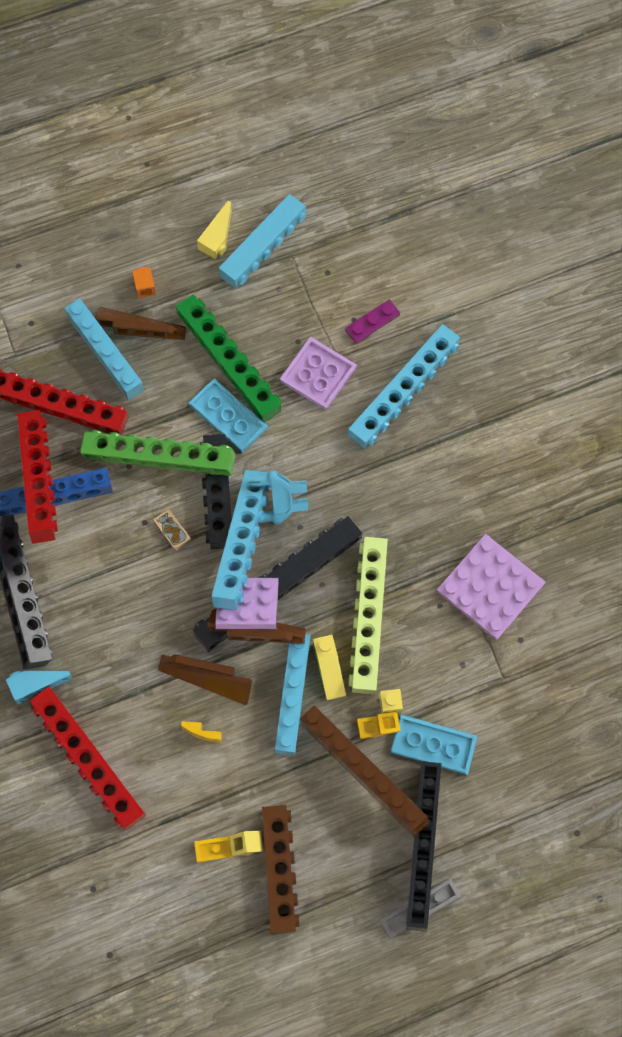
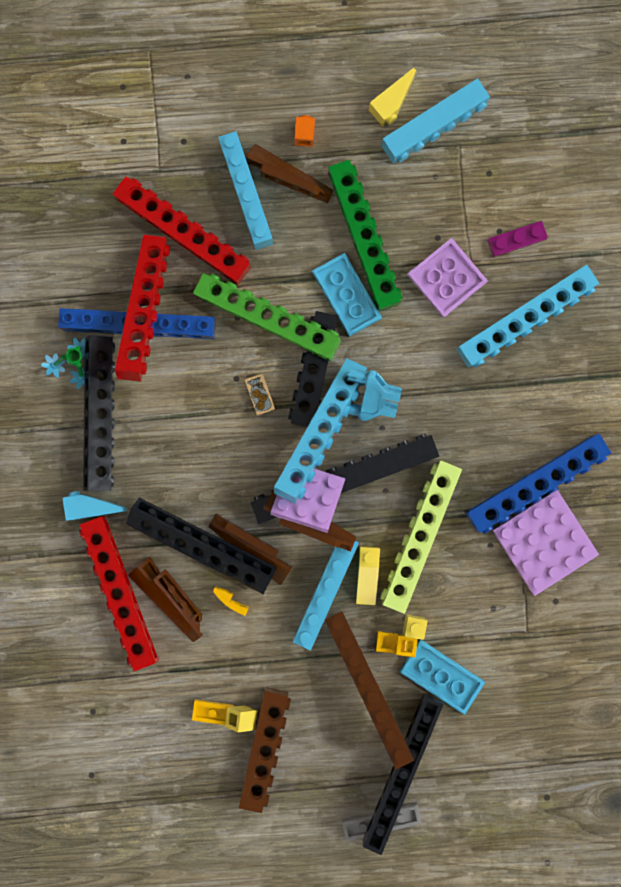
camera: 15 degrees right, 15 degrees up
(138, 749) = (168, 597): none -> reddish brown wedge
(165, 681) = (200, 545): none -> black brick
(505, 482) = (593, 444): none -> blue brick

